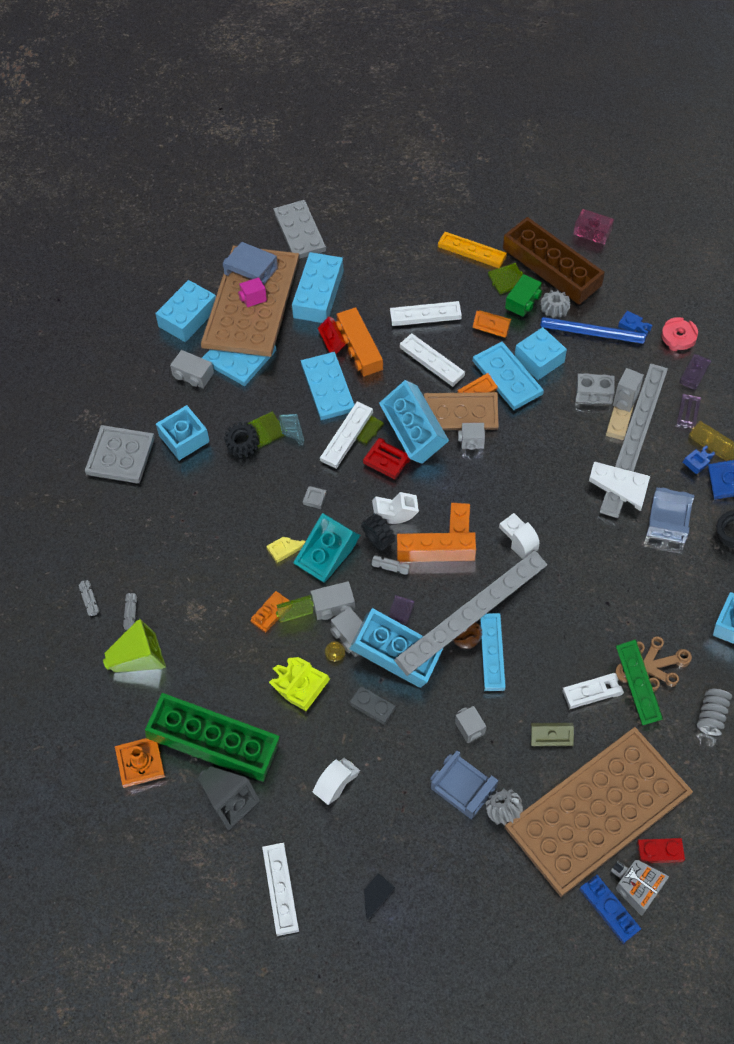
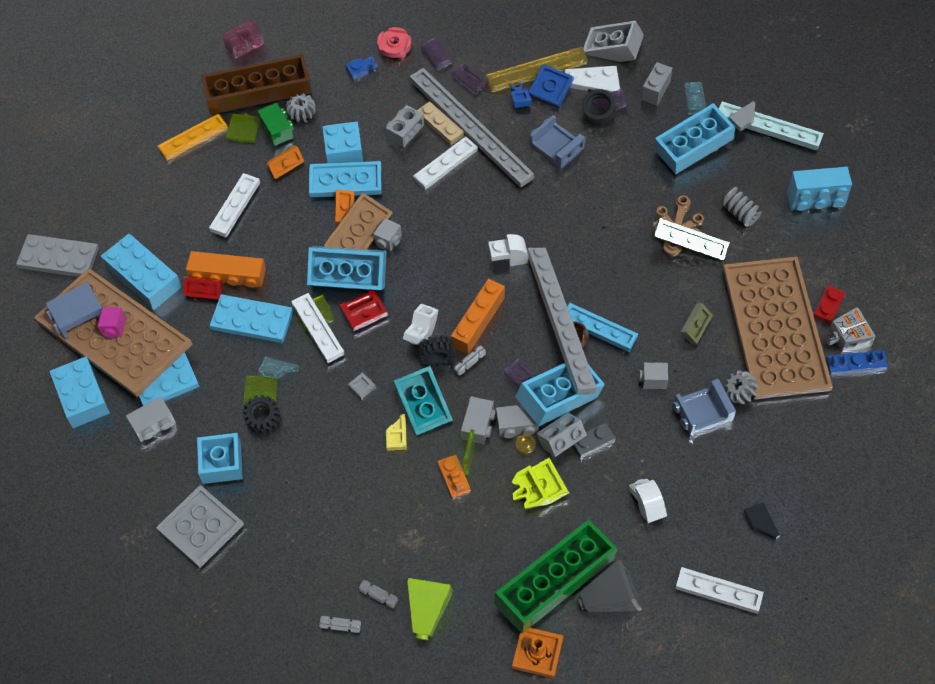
camera: 60 degrees left, 0 degrees up
(357, 674) = (561, 434): none -> light grey brick
(432, 359) = (287, 225): white plate -> none
(459, 518) = (460, 288): orange plate -> none
(582, 440) = (445, 163): none -> white tile
(592, 691) = (675, 277): white plate -> none
(593, 330) = (346, 96): blue axle -> none
(624, 483) = (509, 154): white wing -> none
(628, 390) = (432, 100): light grey brick -> none

